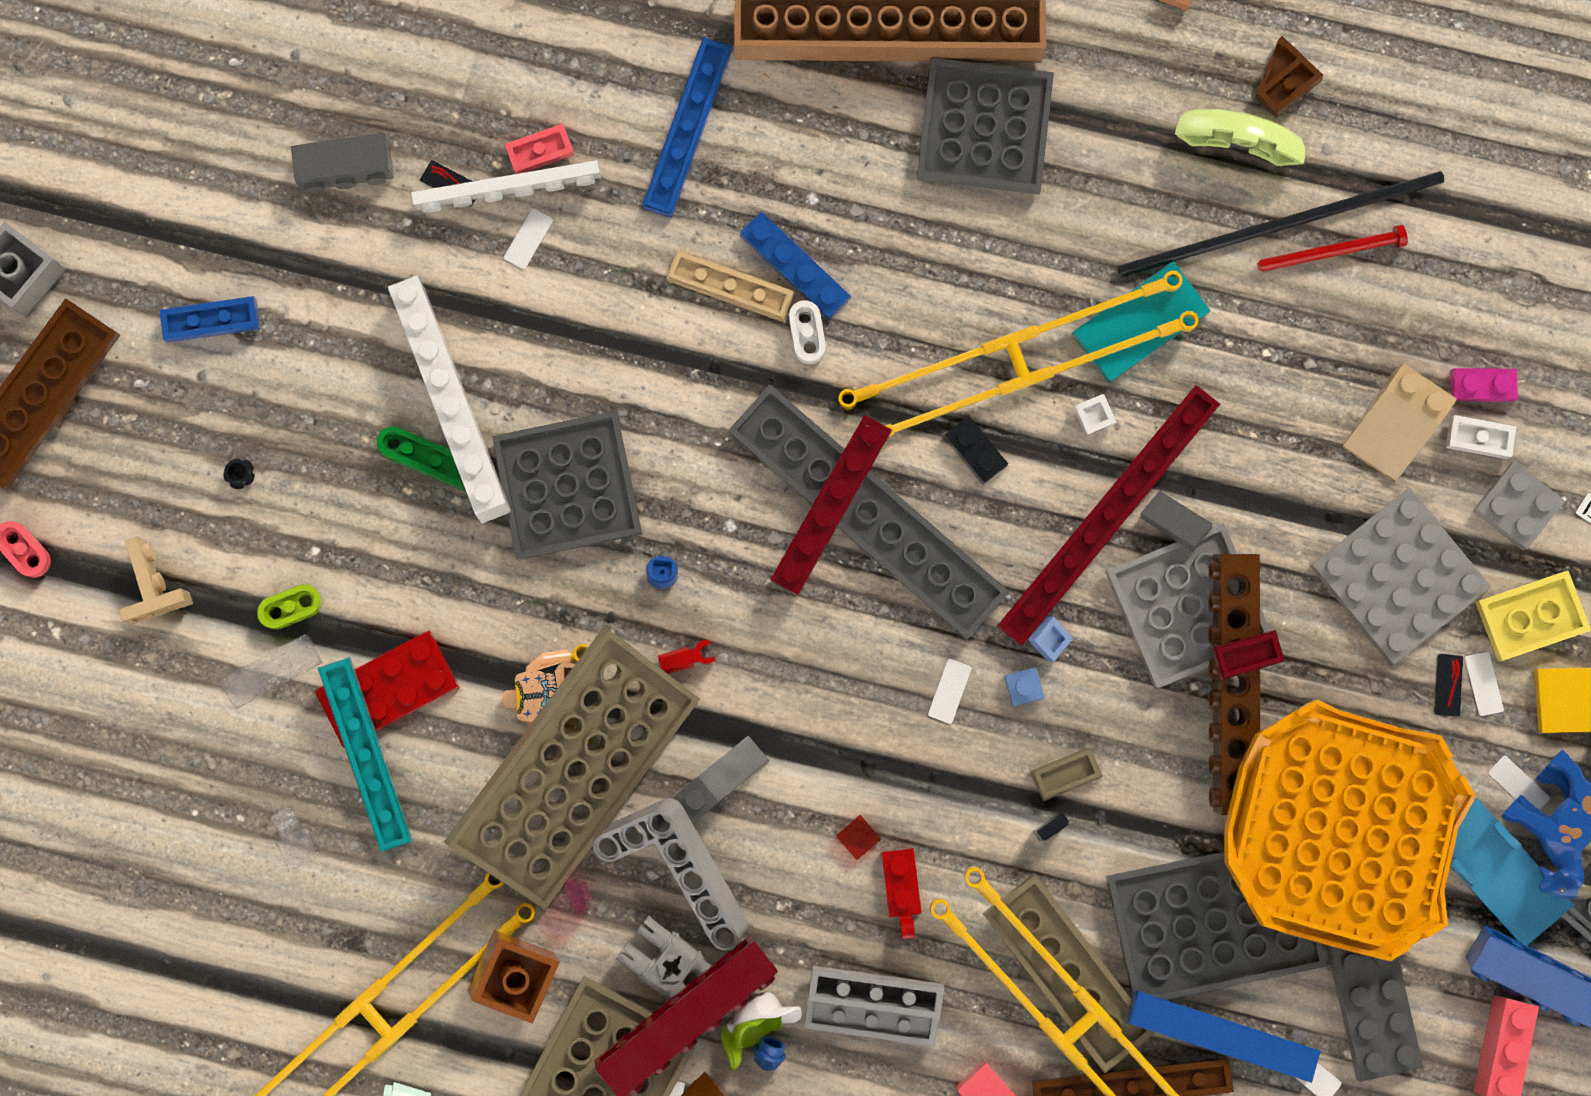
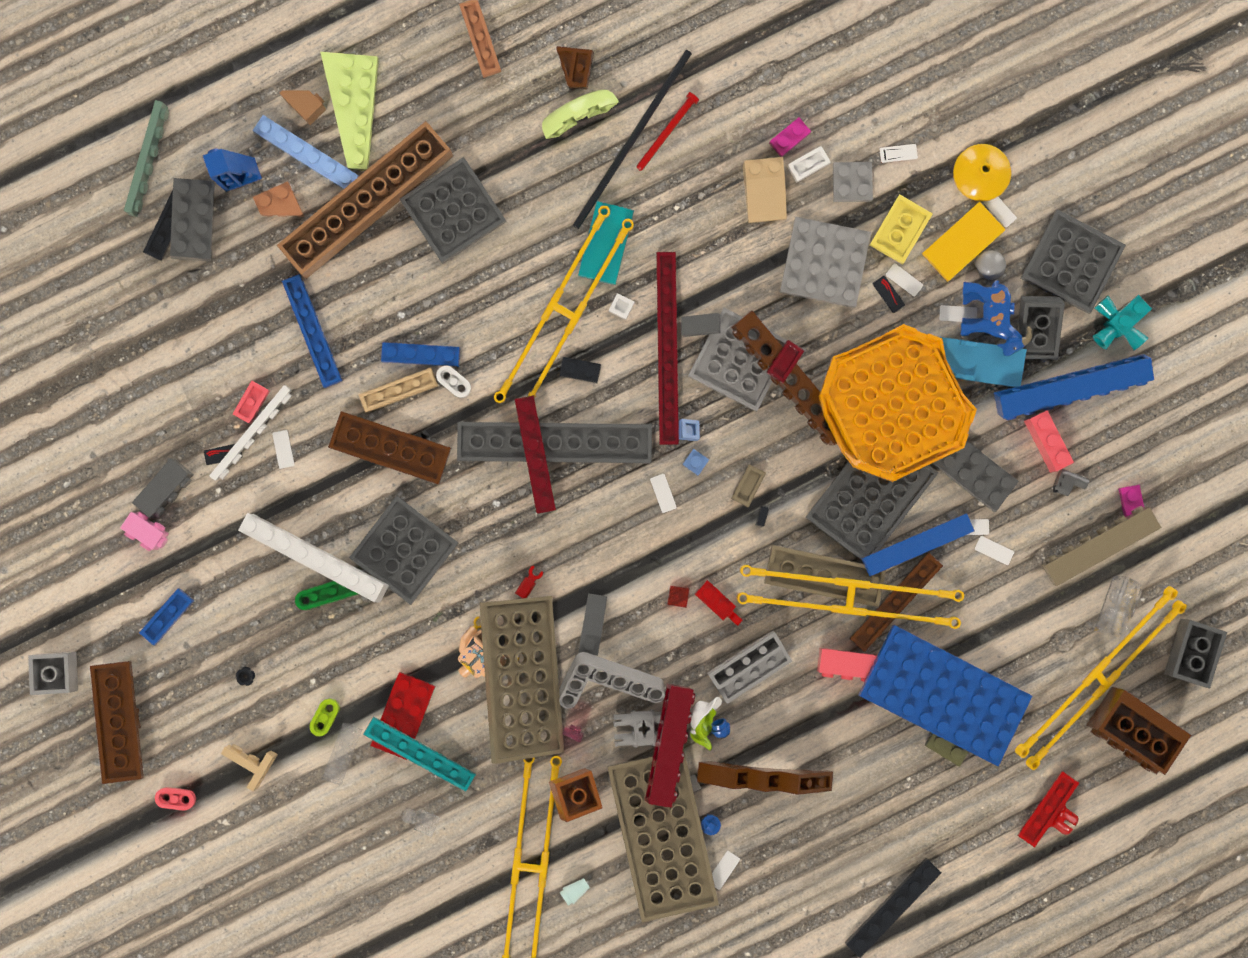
camera: 35 degrees left, 5 degrees up
(278, 202) = (148, 533): none -> bright pink brick
(659, 346) = (389, 447): none -> reddish brown plate
(661, 572) = (483, 552): blue tile -> none

